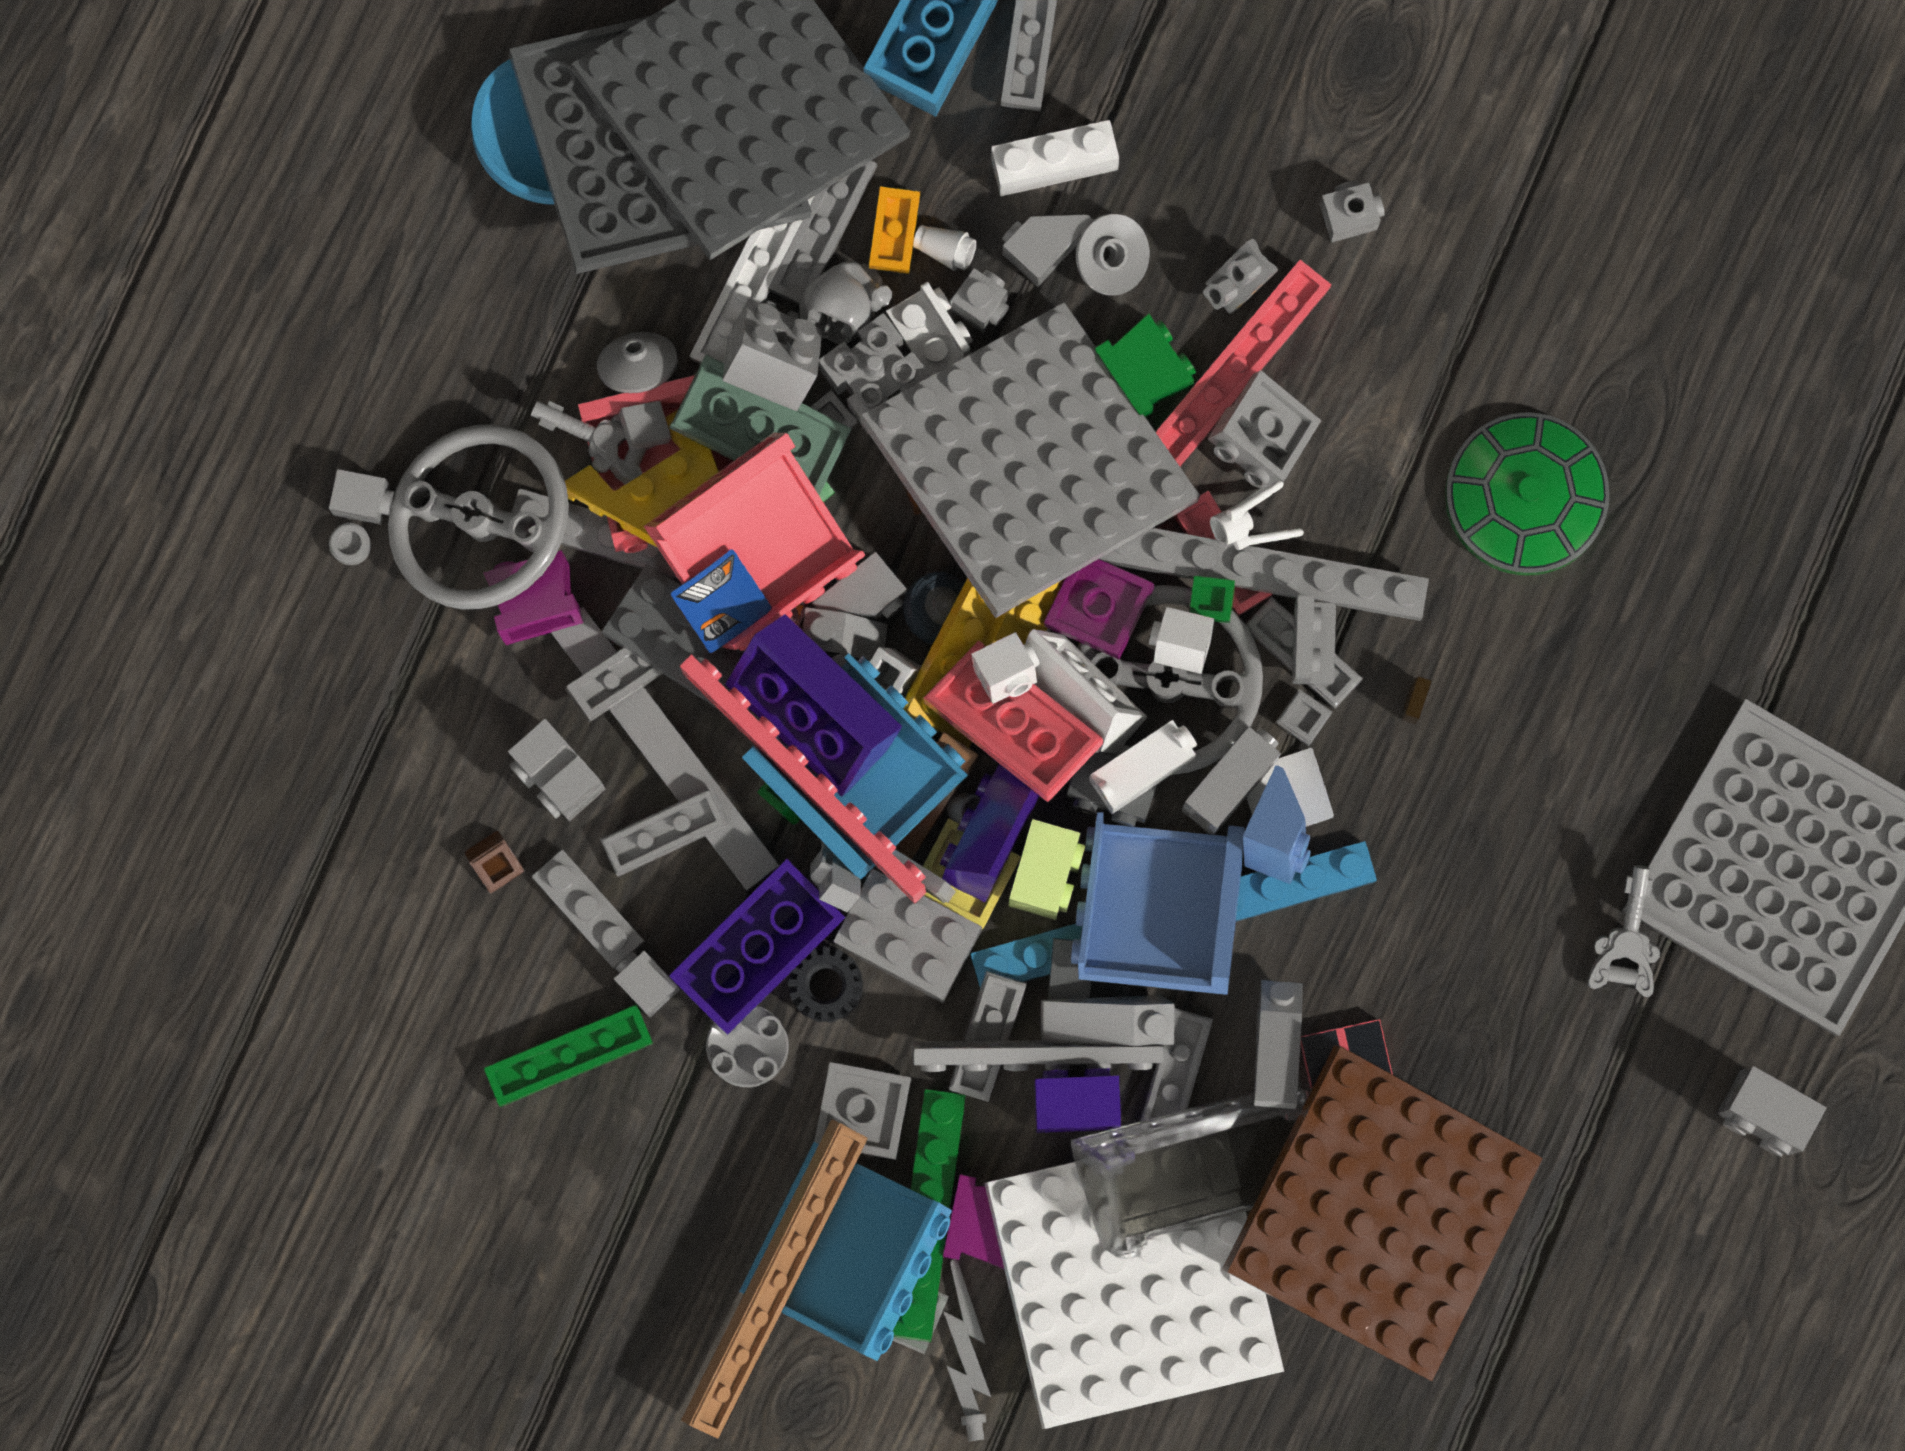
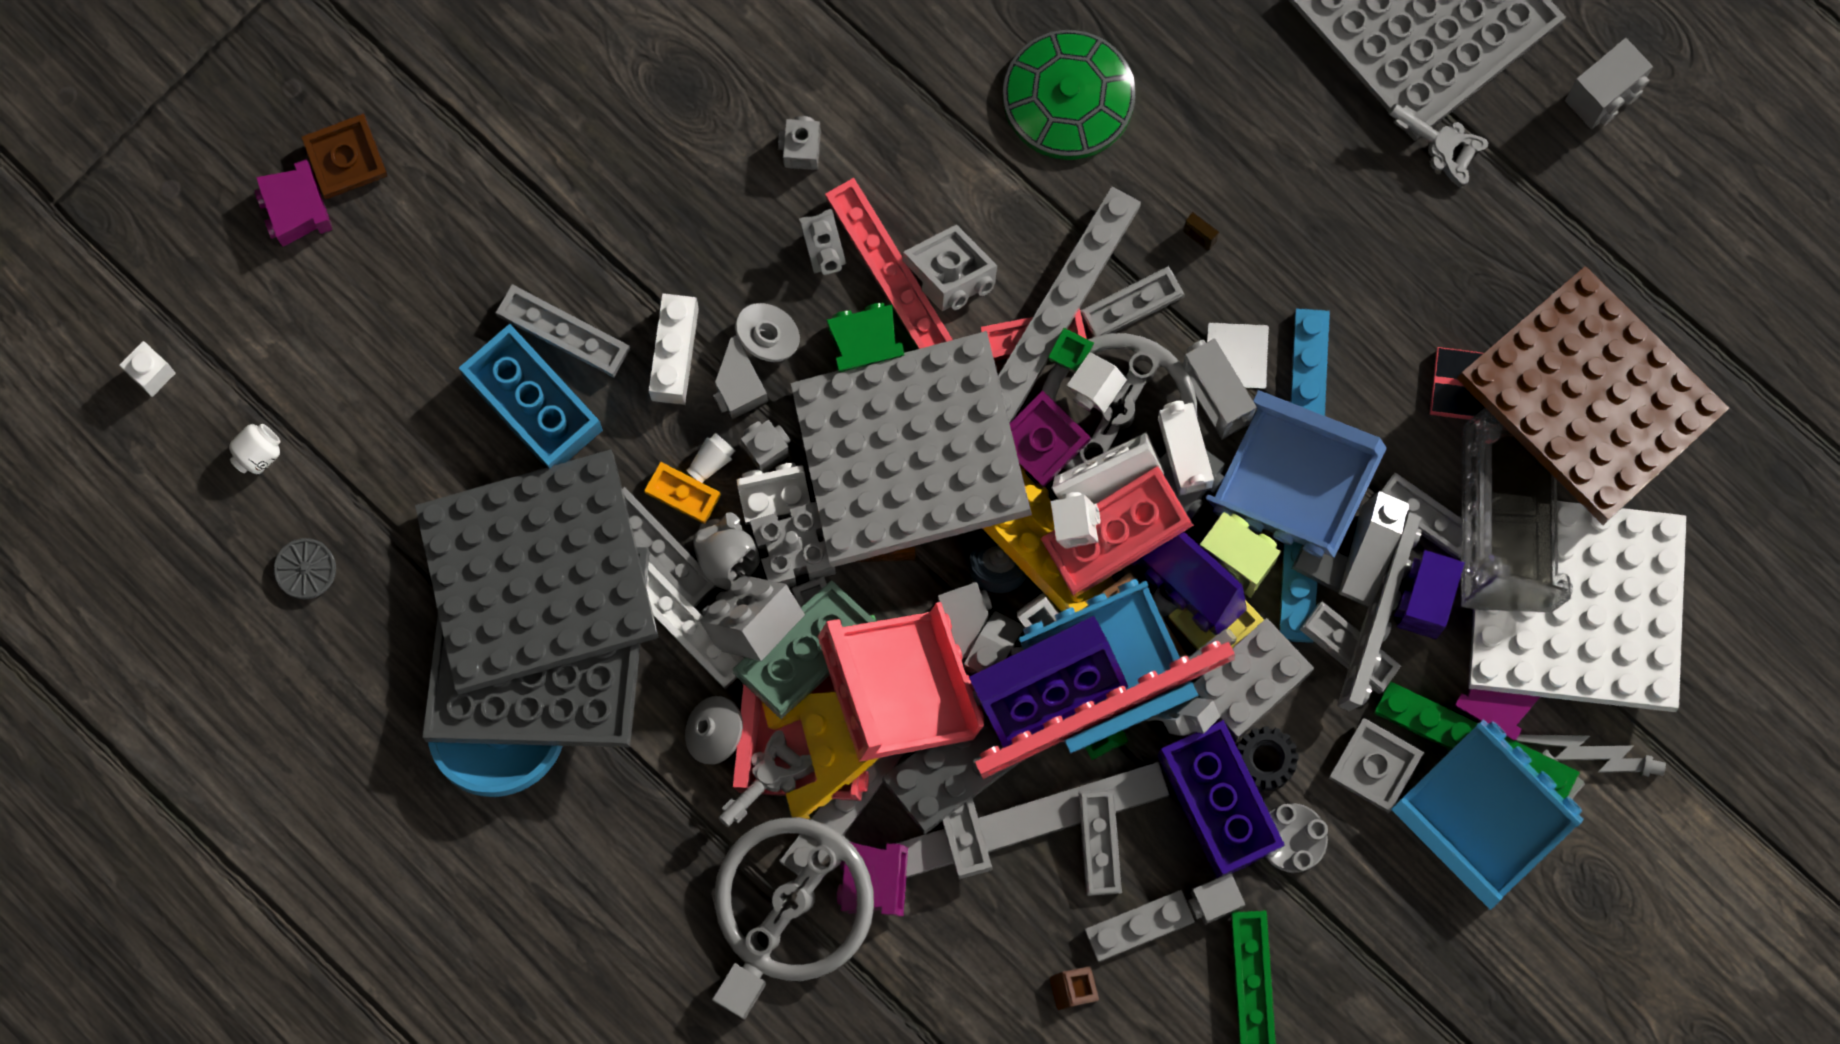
camera: 70 degrees left, 5 degrees down
(350, 544) = (773, 1014): light grey tile -> none
(557, 770) = (1024, 908): light grey brick -> none
(645, 425) = (769, 739): light grey tile -> none
(721, 601) = (939, 724): blue sticker -> none
(774, 1279) = (1491, 878): medium nougat tile -> none
(1236, 522) = (1018, 313): white plant -> none
(1276, 833) = (1271, 363): medium blue slope -> none
(1278, 1044) = (1436, 425): light grey slope -> none
(1303, 717) = (1182, 321): light grey tile -> none
(1313, 641) = (1129, 289): light grey bracket -> none

